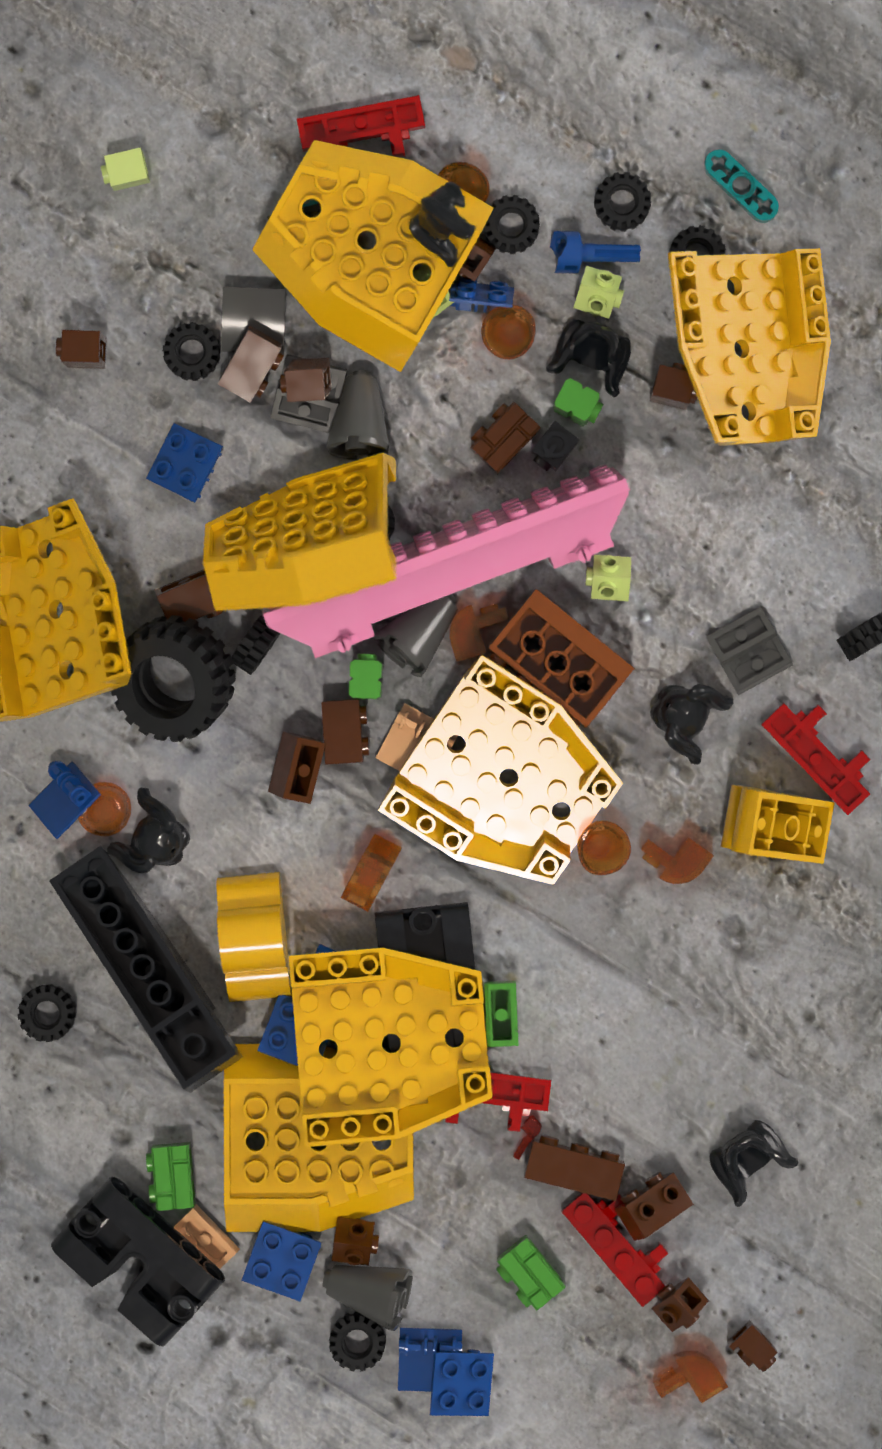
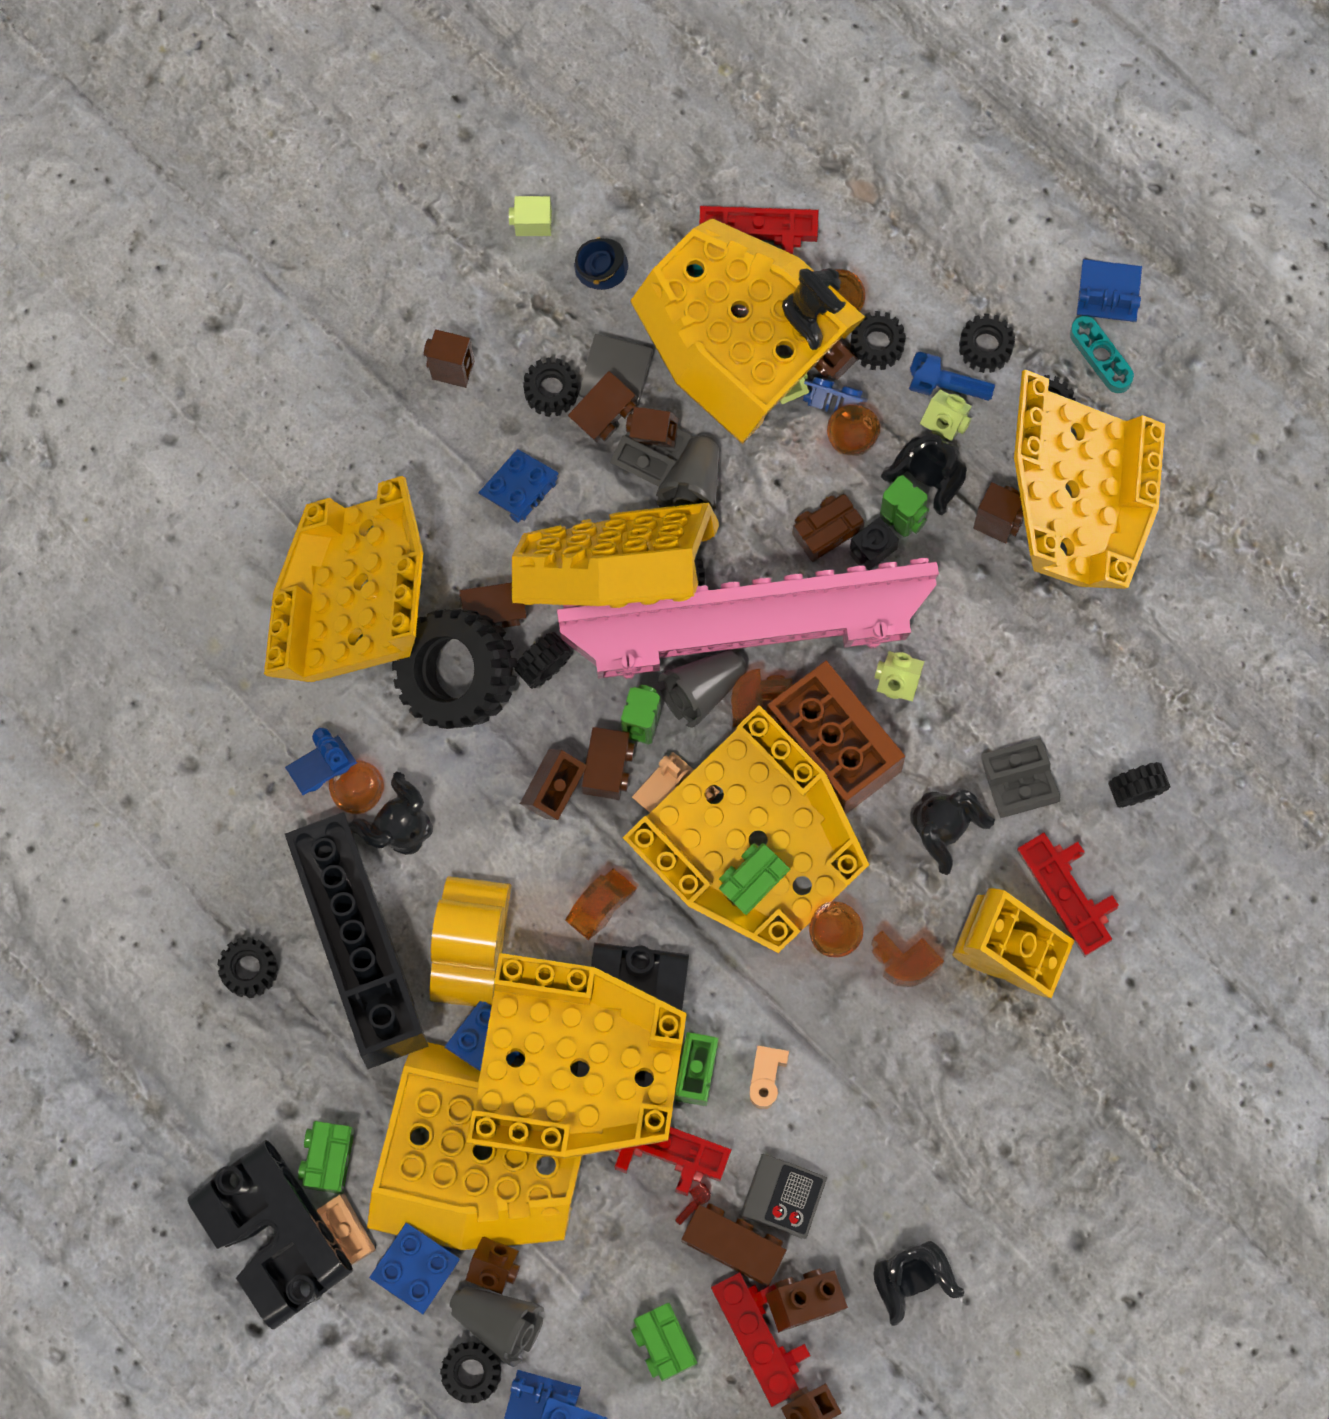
camera: 15 degrees right, 15 degrees down
(210, 204) = (601, 263): none -> dark blue piece
(514, 819) = (753, 877): none -> bright green brick
(567, 1014) = (763, 1088): none -> light nougat leg
(610, 1111) = (783, 1196): none -> slope
(735, 113) = (1109, 290): none -> blue hinge

